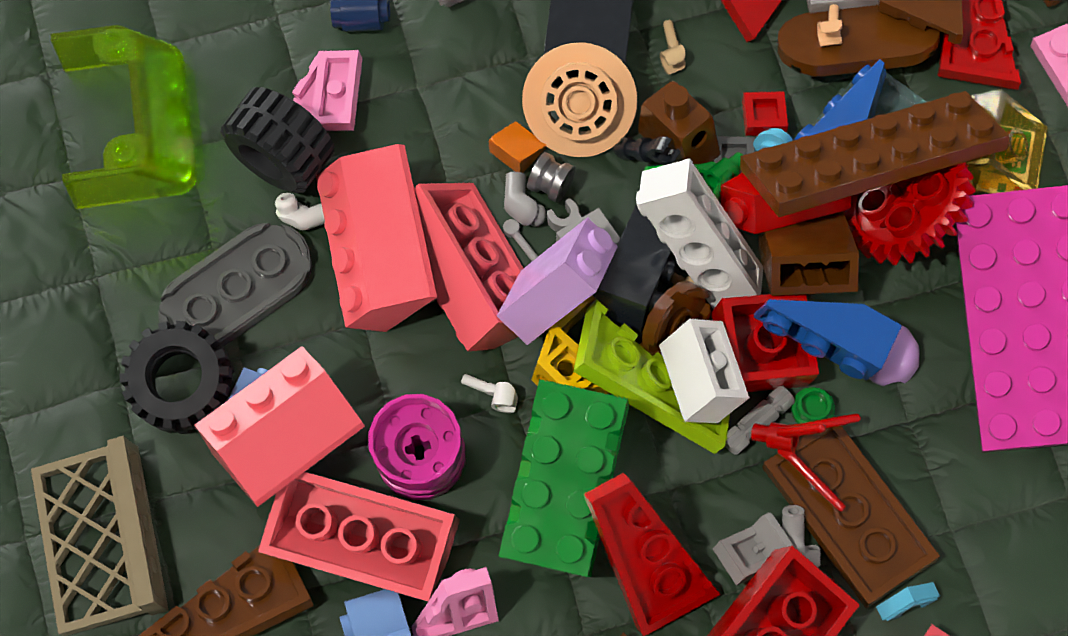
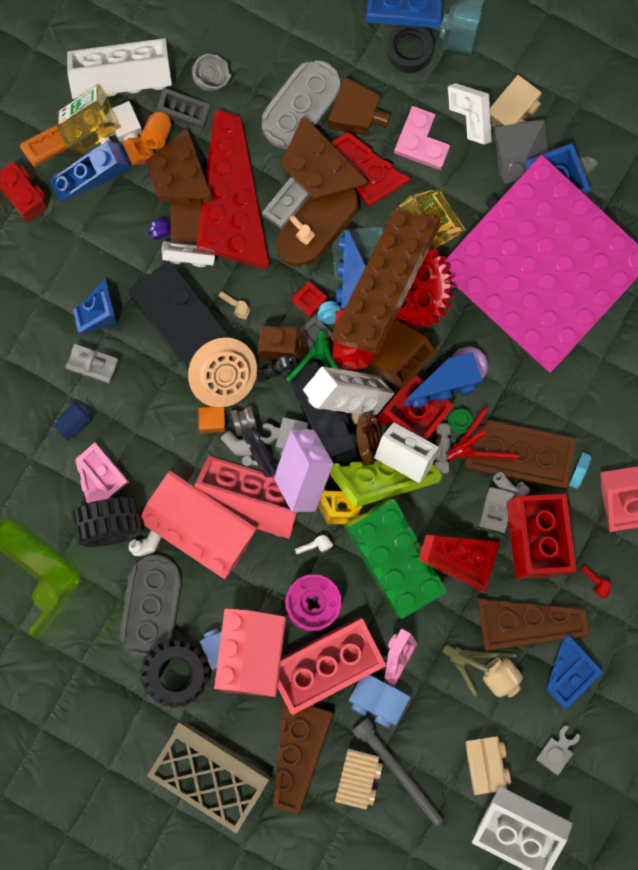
camera: 45 degrees left, 10 degrees up
(532, 225) = (260, 452): none -> black axle

